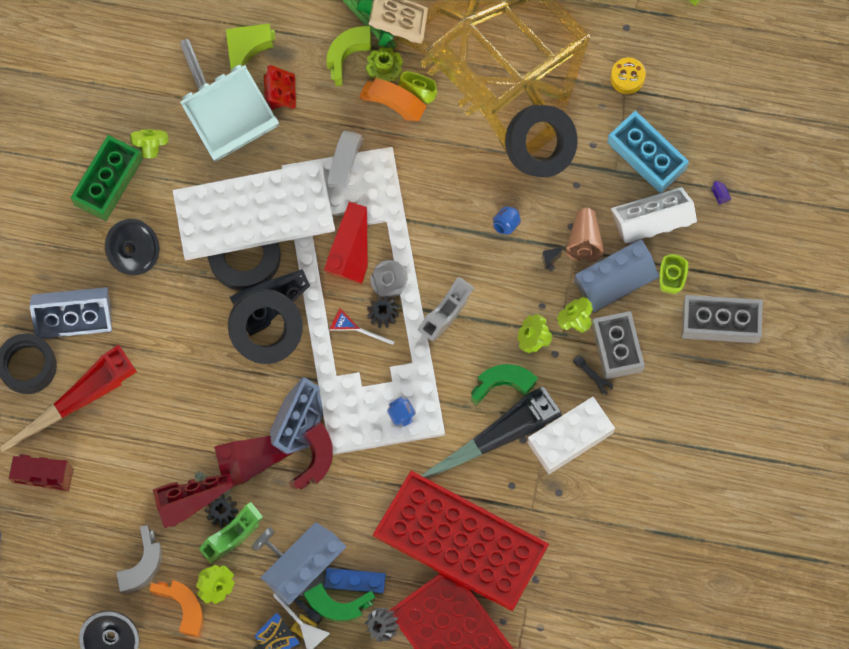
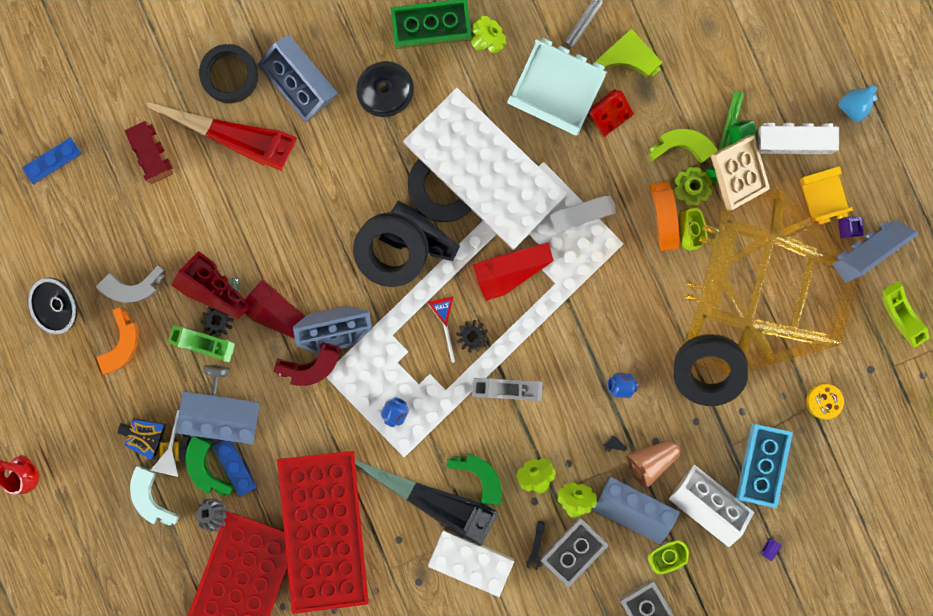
camera: 55 degrees right, 15 degrees up
(214, 584) = (153, 357): lime plant -> none
(389, 279) = (504, 321): light grey tile -> none

